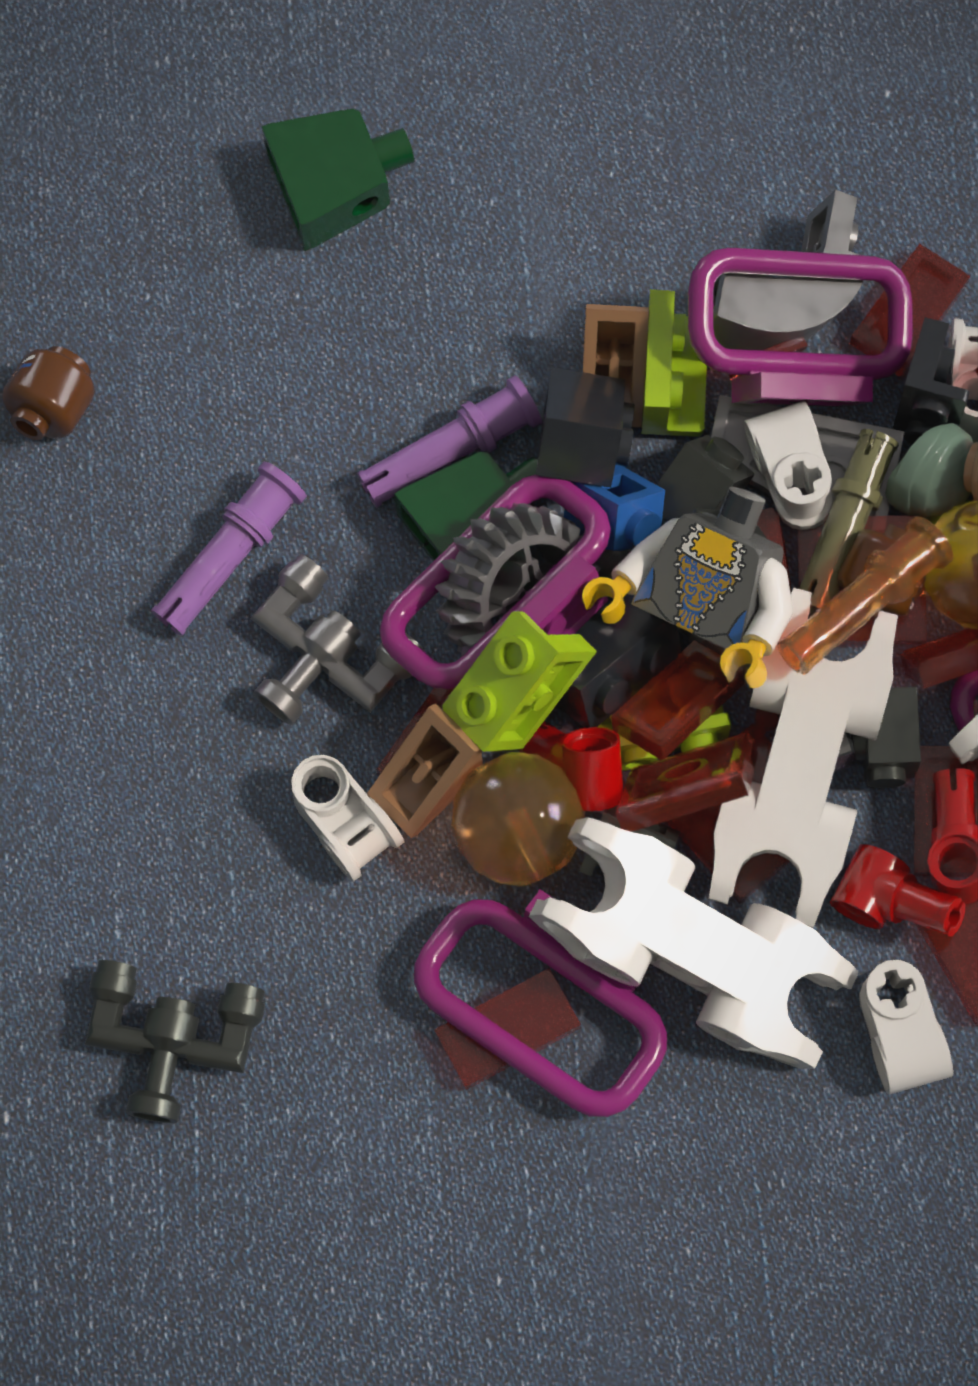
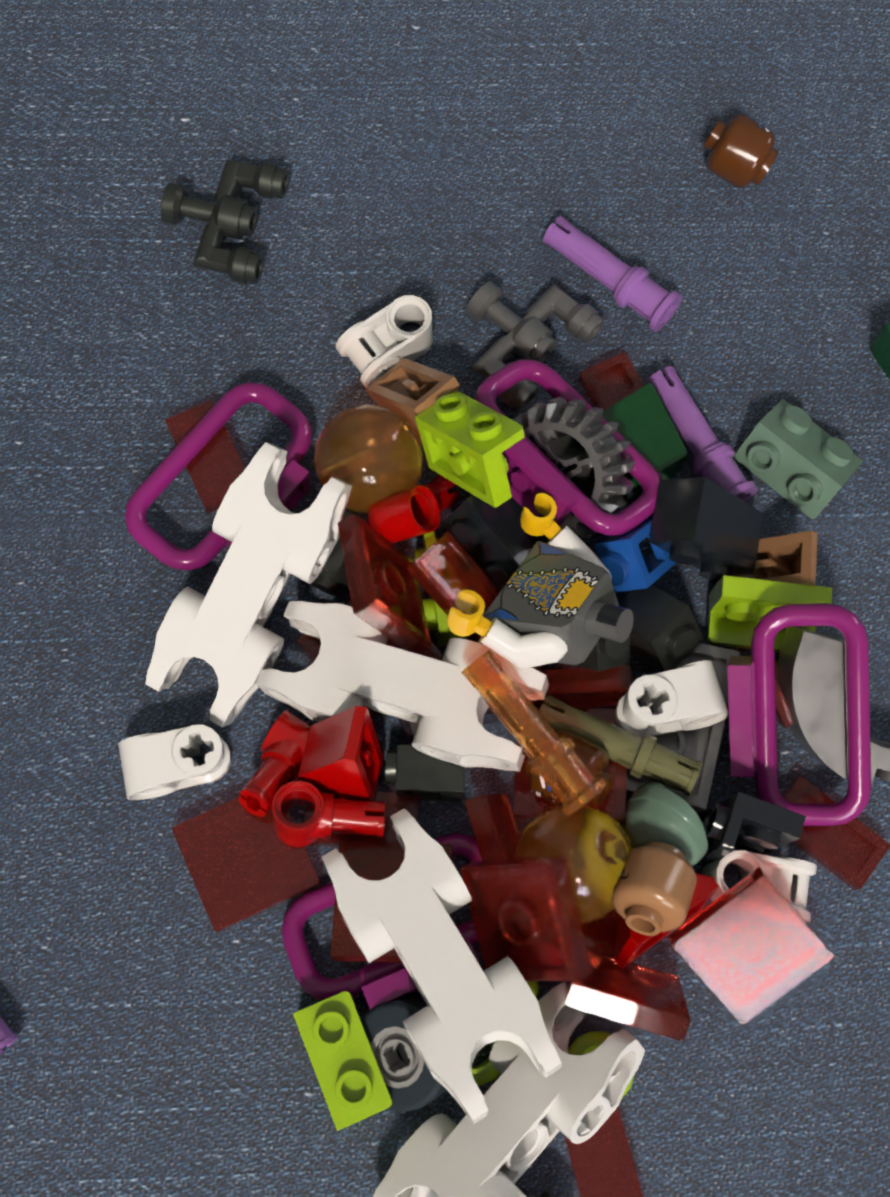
camera: 85 degrees right, 0 degrees up
(379, 546) = (610, 381): none -> clear red tile
(466, 330) = (798, 458): none -> sand green bracket
(891, 821) = (344, 755): none -> red slope

